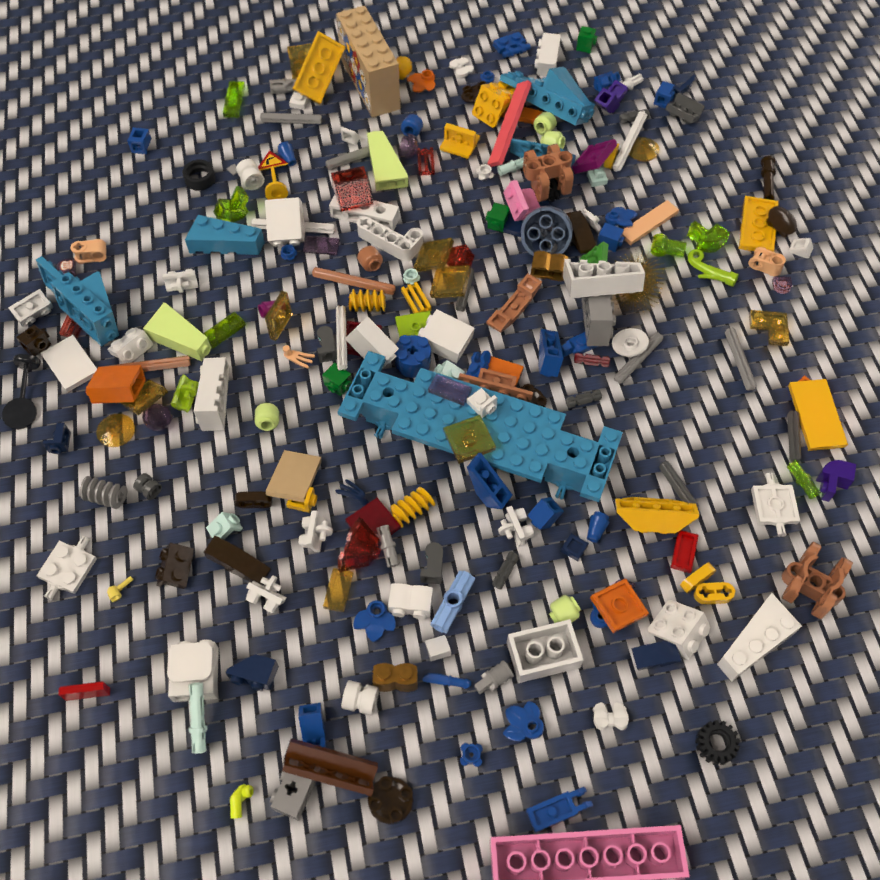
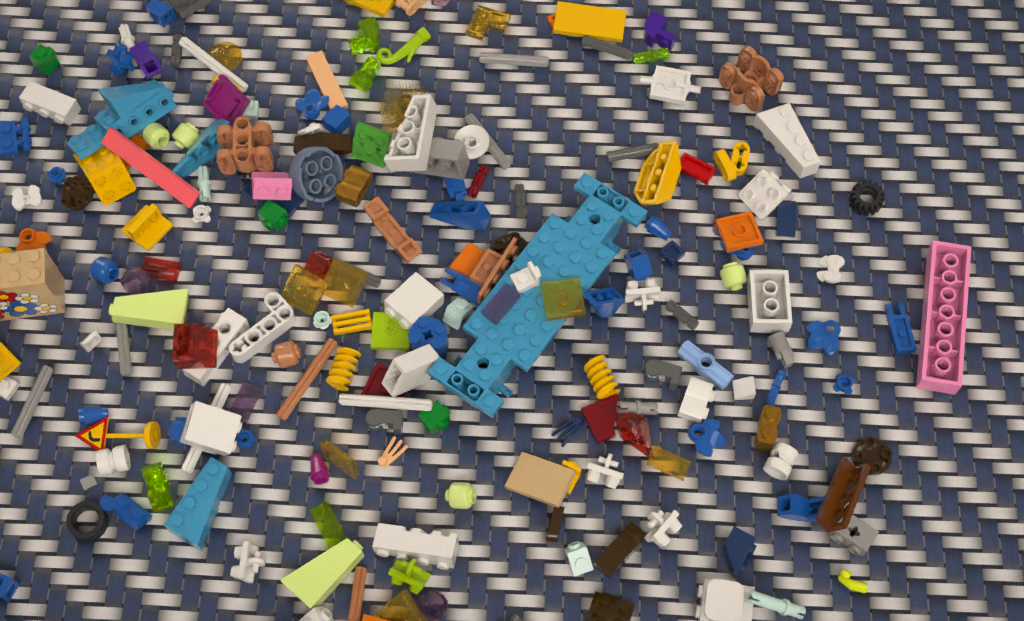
camera: 75 degrees left, 5 degrees up
(212, 194) = (126, 509): none -> blue hinge

